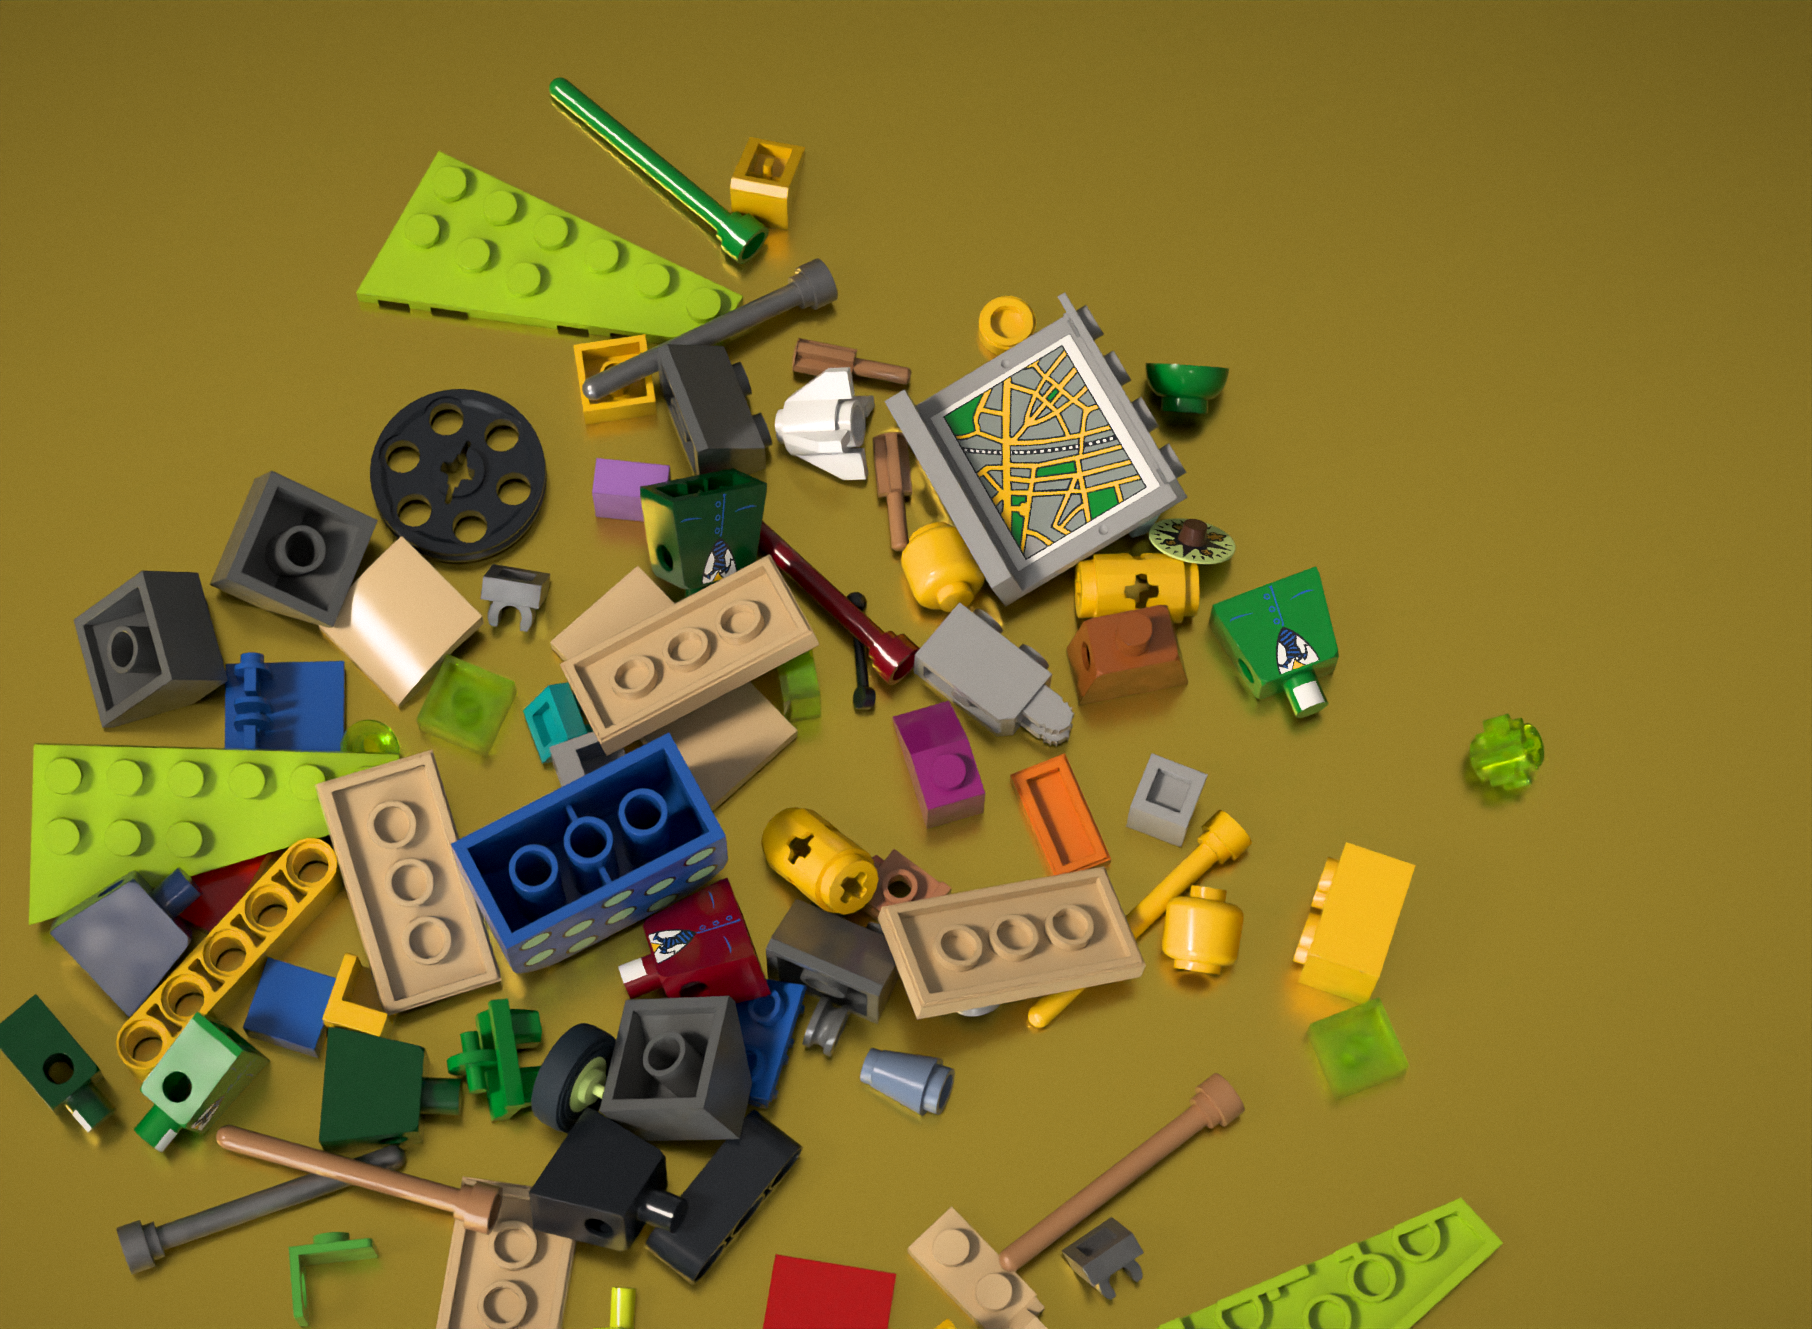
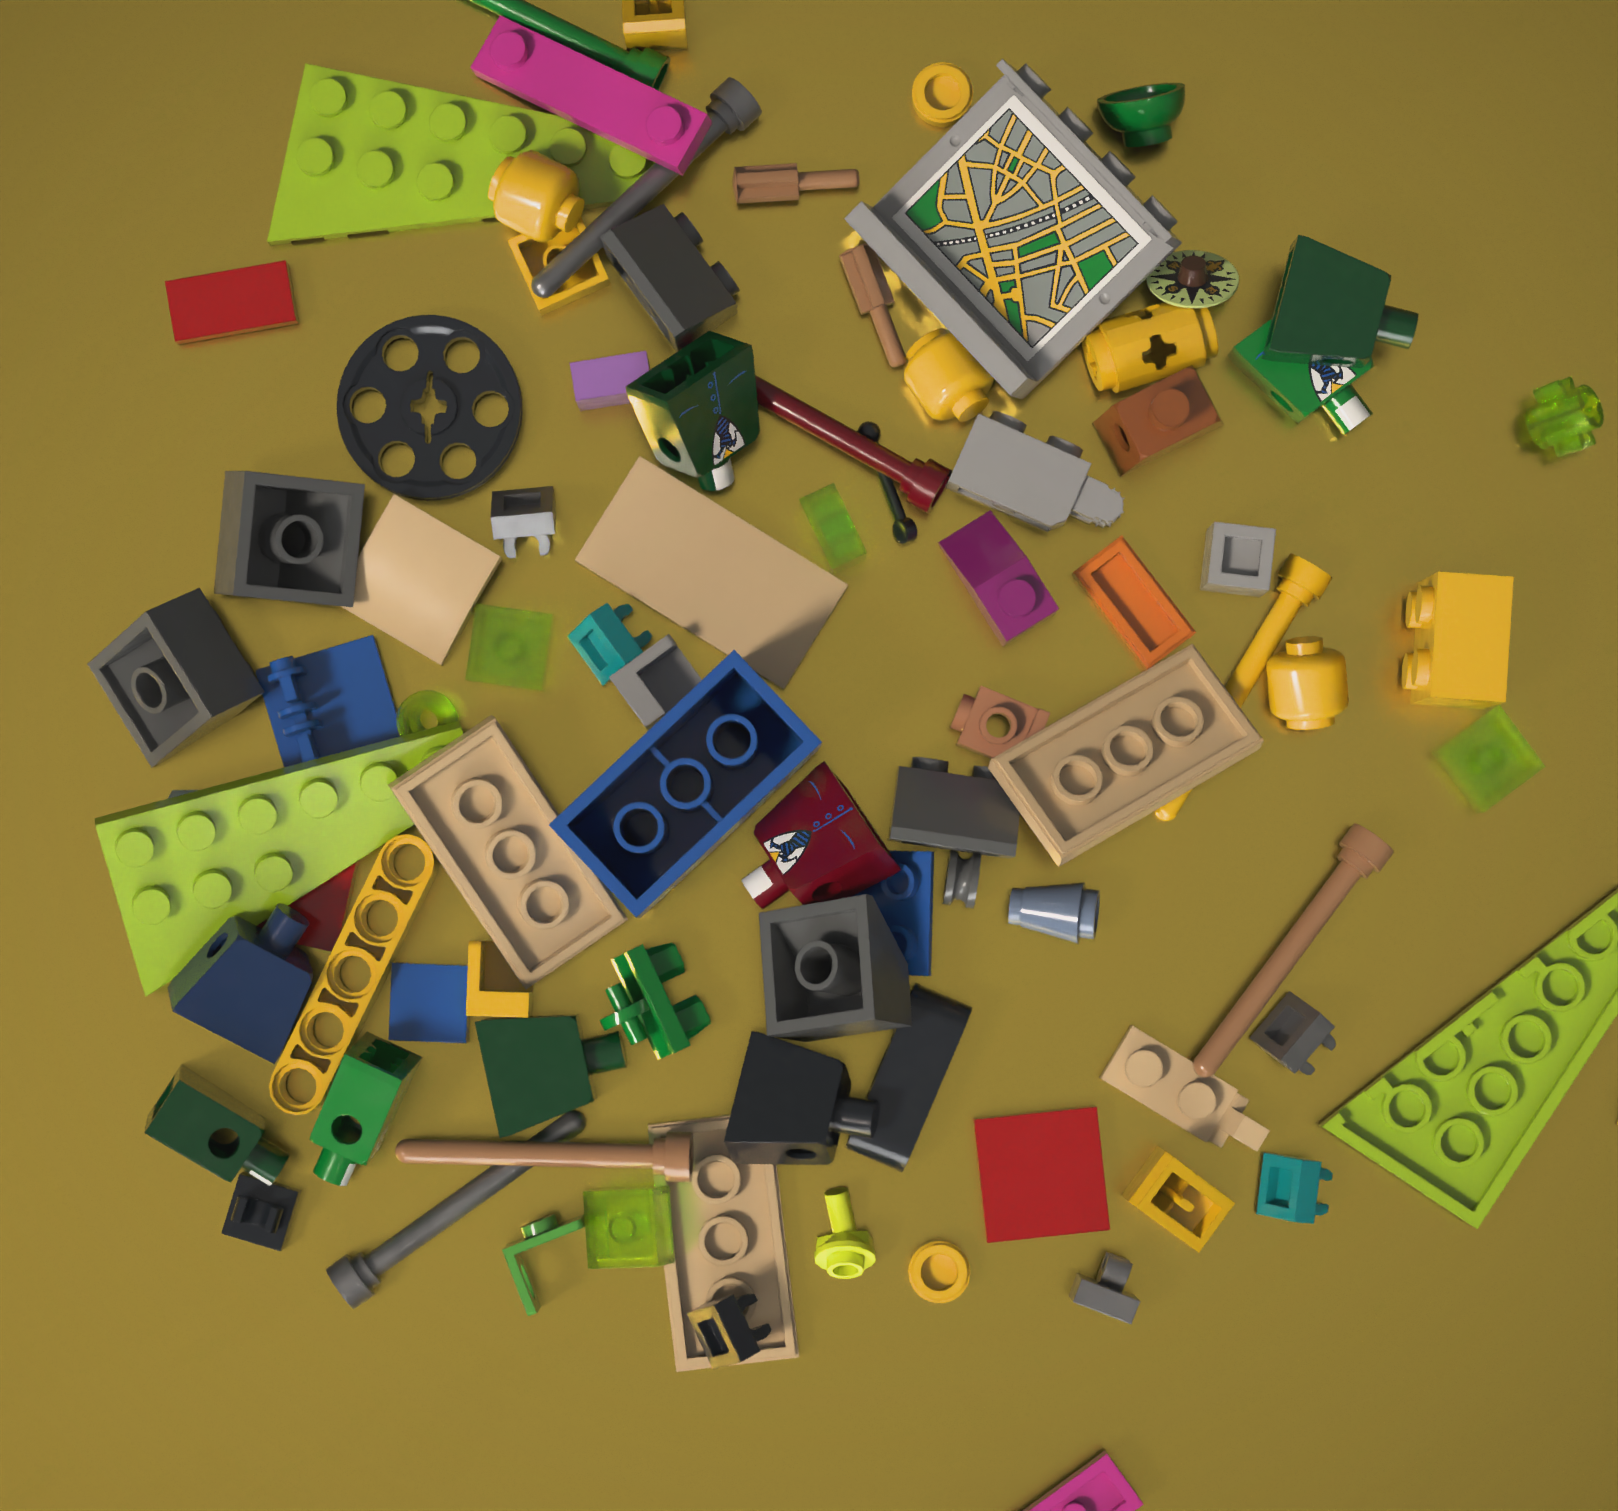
camera: 15 degrees left, 15 degrees up
(72, 1160) = (261, 1212): none -> black tile
(307, 338) = (231, 302): none -> red tile
(415, 1264) = (628, 1227): none -> clear neon green piece
(572, 1076) = (731, 1004): black wheel -> none
(610, 309) = (536, 196): none -> yellow head
(687, 240) = (591, 95): none -> dark pink plate
(689, 654) = (722, 544): tan tile -> none
(819, 860) = (911, 720): yellow piece -> none
(825, 422) = (790, 255): white brick -> none
(1310, 590) = (1333, 310): none -> dark green torso

